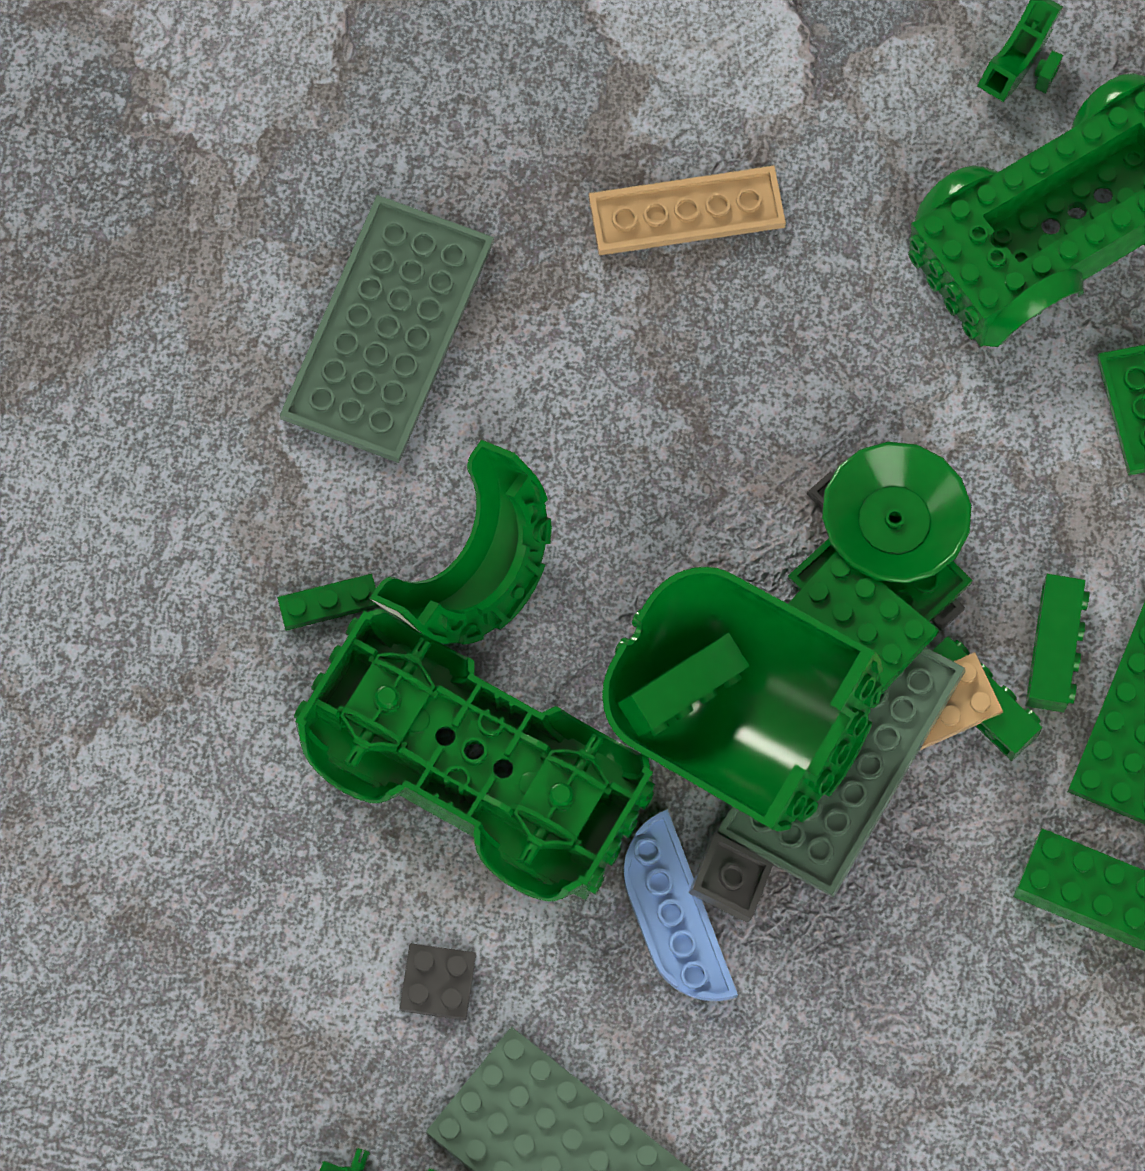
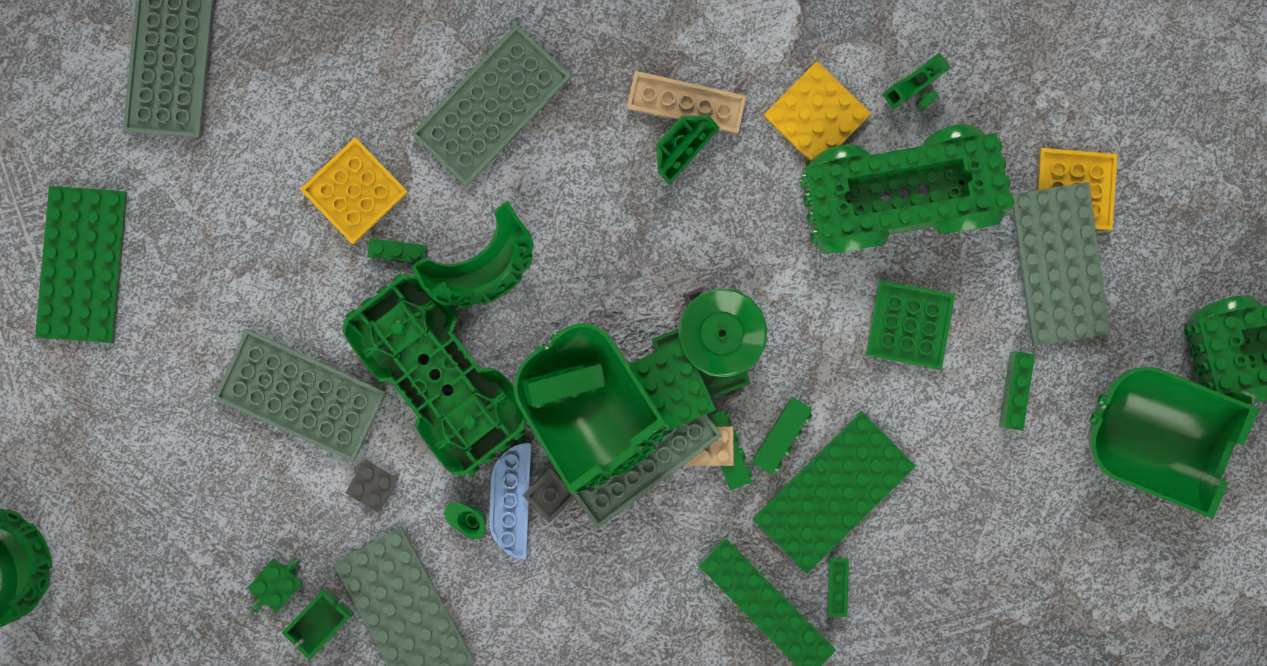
camera: 25 degrees right, 15 degrees up
(223, 535) = (354, 191): none -> yellow plate
(263, 883) = (300, 395): none -> sand green plate
(614, 968) = (466, 519): none -> green piece
(710, 266) = (682, 144): none -> green wedge
(890, 151) = (816, 112): none -> yellow plate

